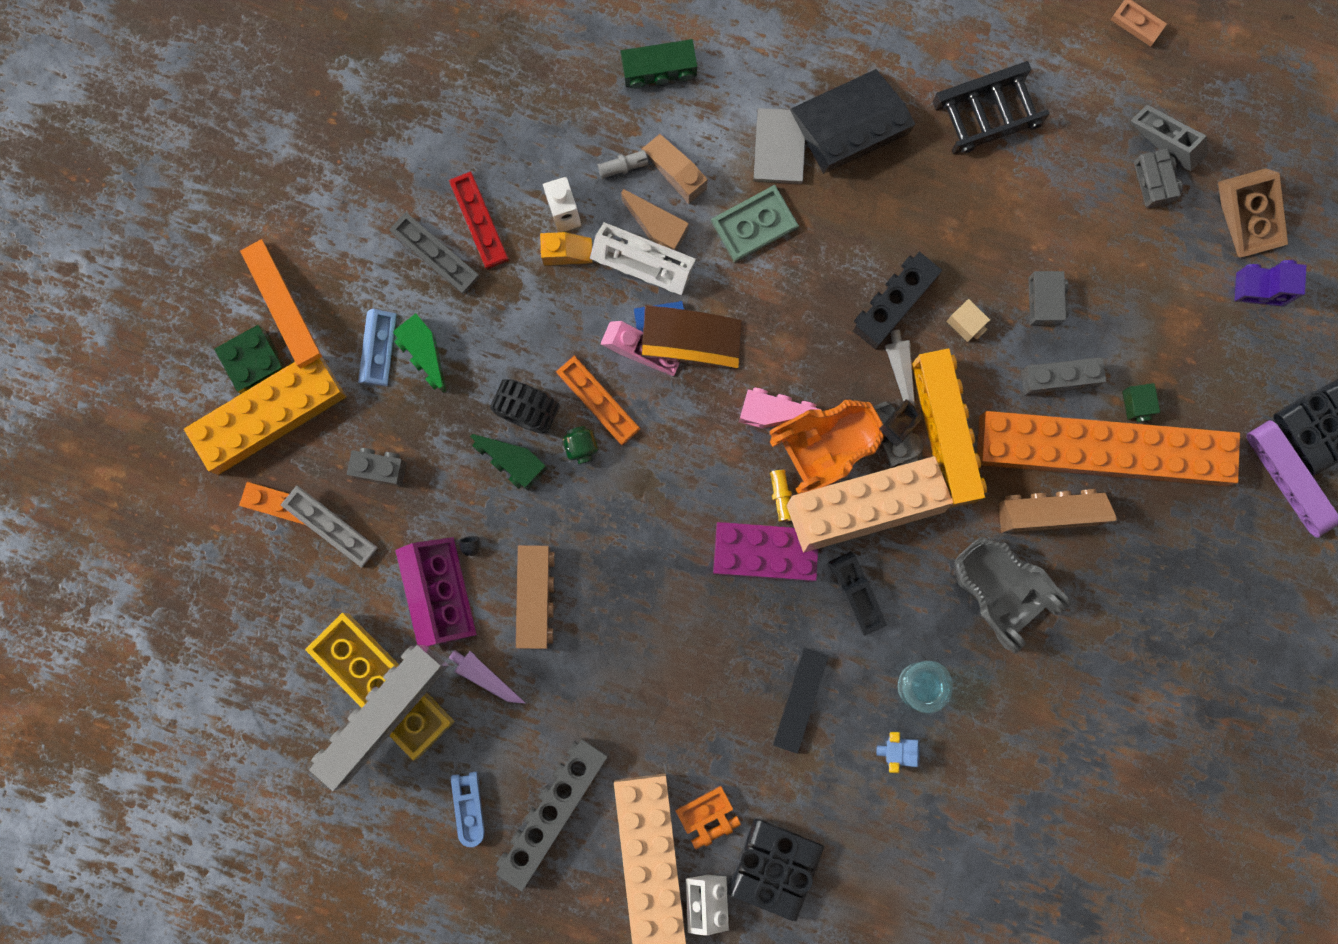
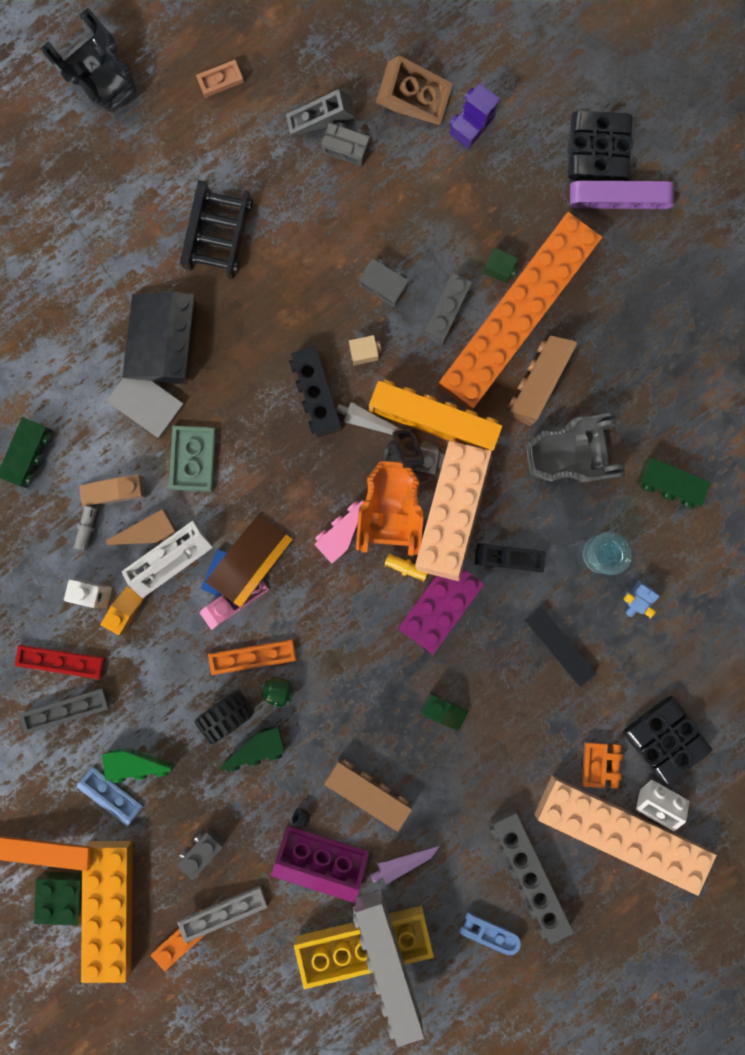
camera: 65 degrees left, 5 degrees up
(662, 622) = (443, 711): none -> dark green slope
(1039, 712) = (673, 483): none -> dark green brick

